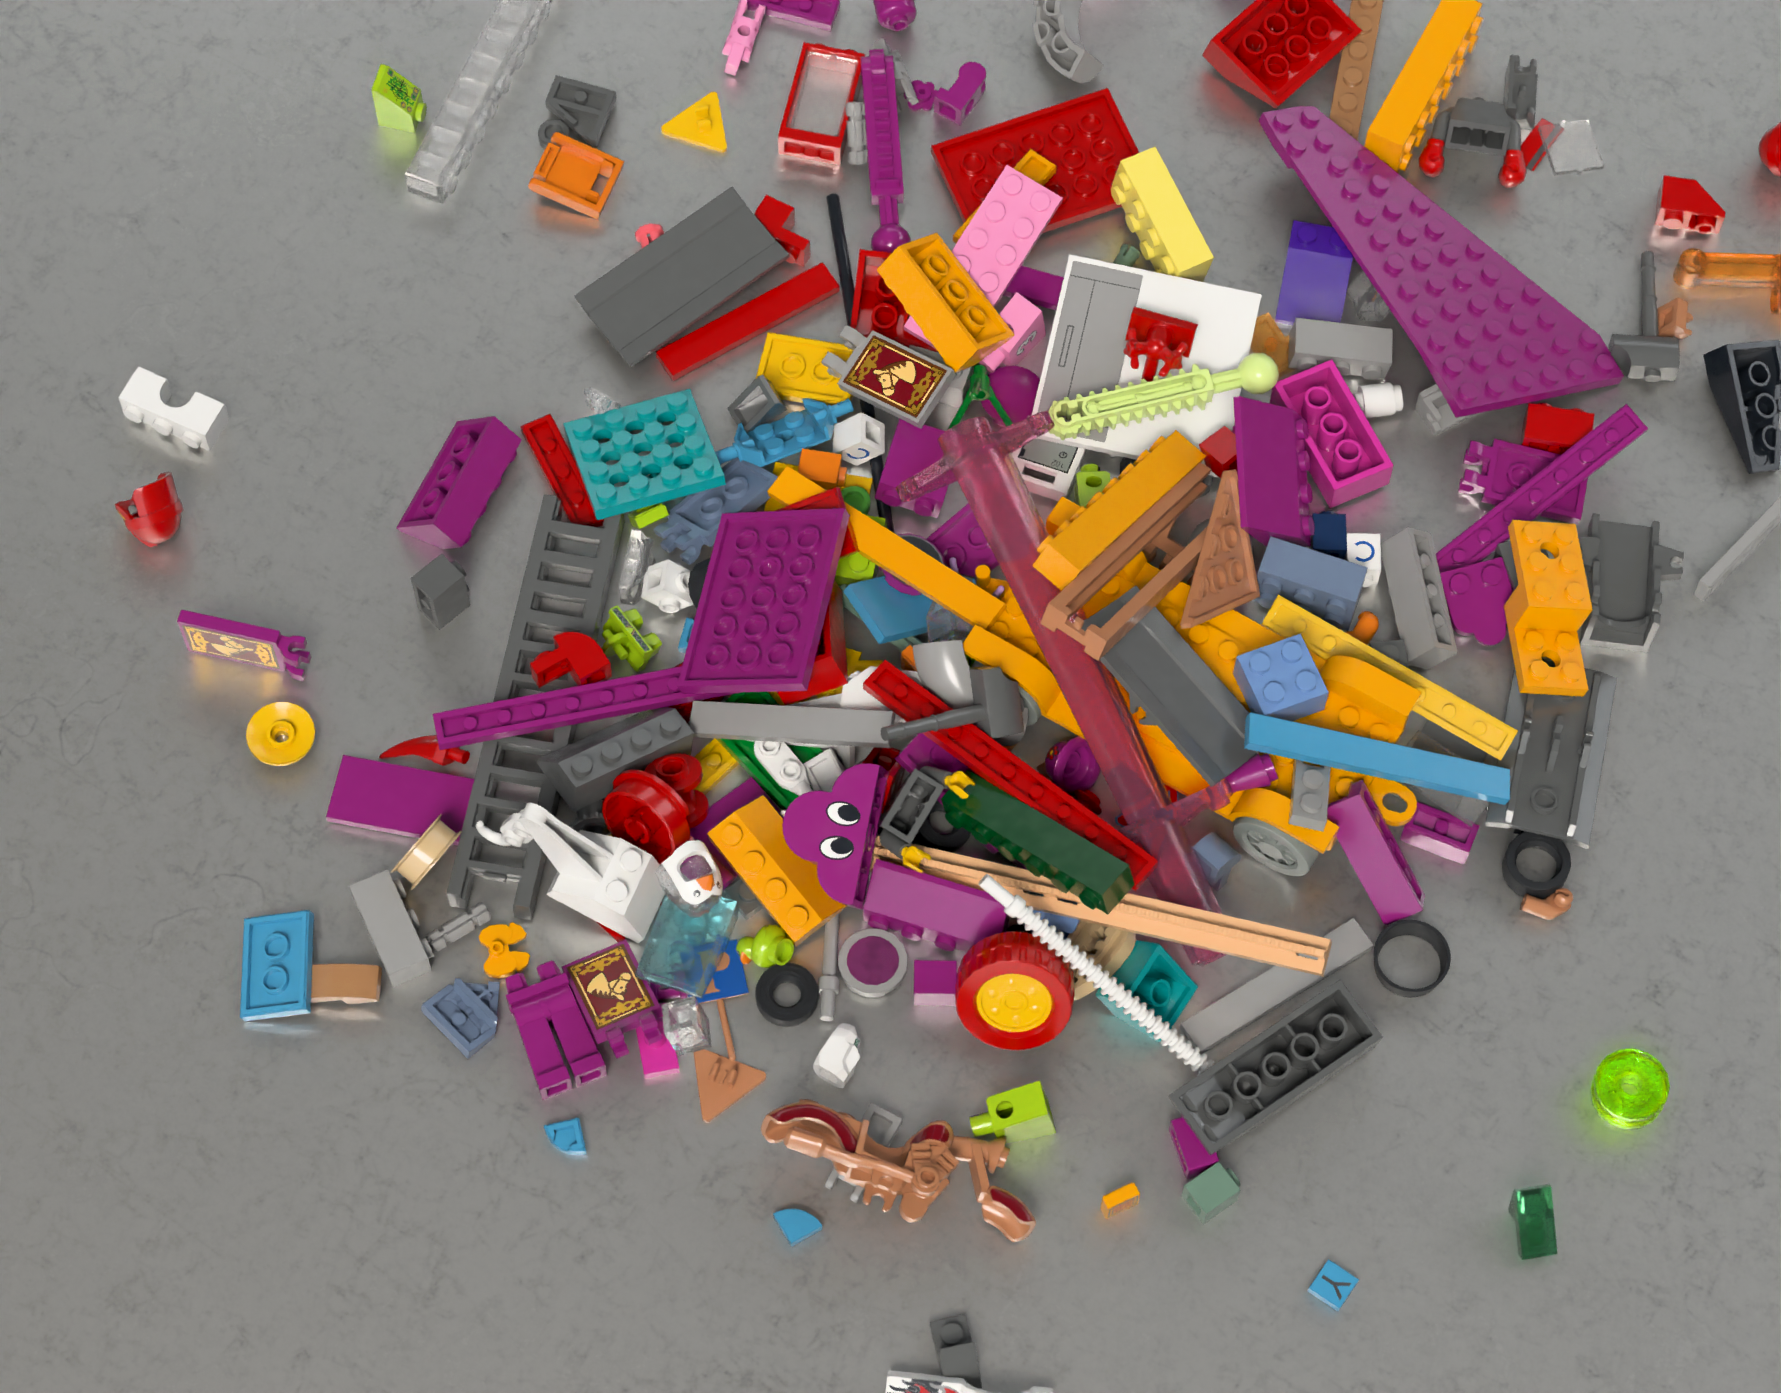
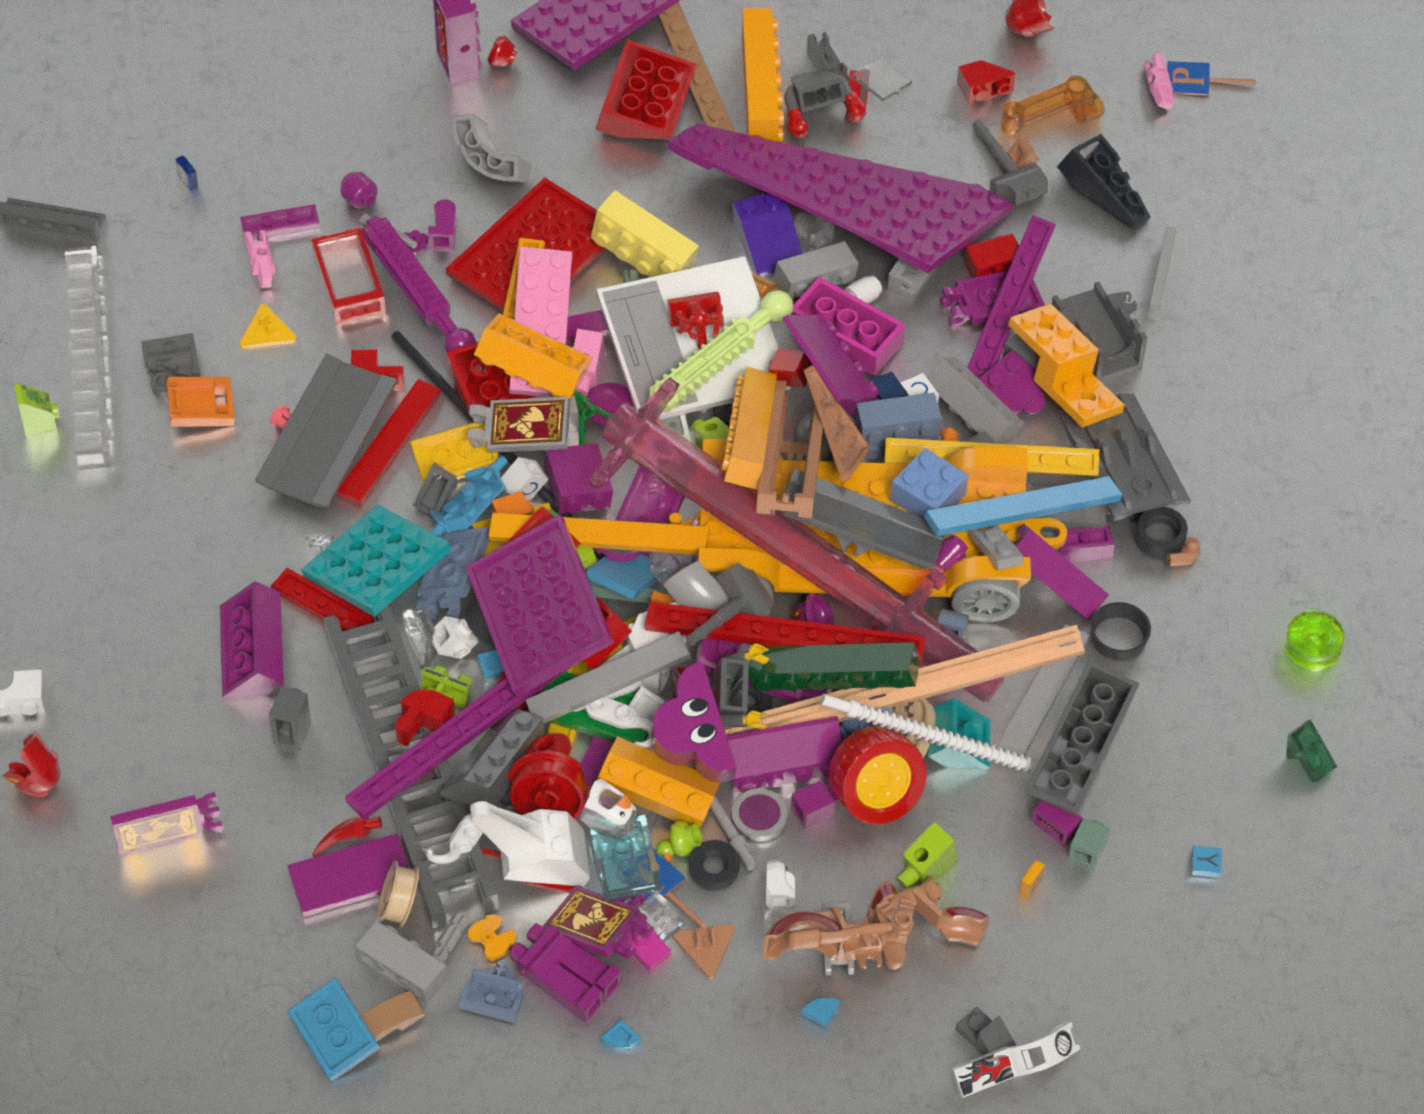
camera: 30 degrees left, 10 degrees down
(279, 720) = (227, 863): yellow dish -> none
(644, 516) = (404, 600): lime tile -> none
(856, 133) = (387, 282): light grey axle -> none

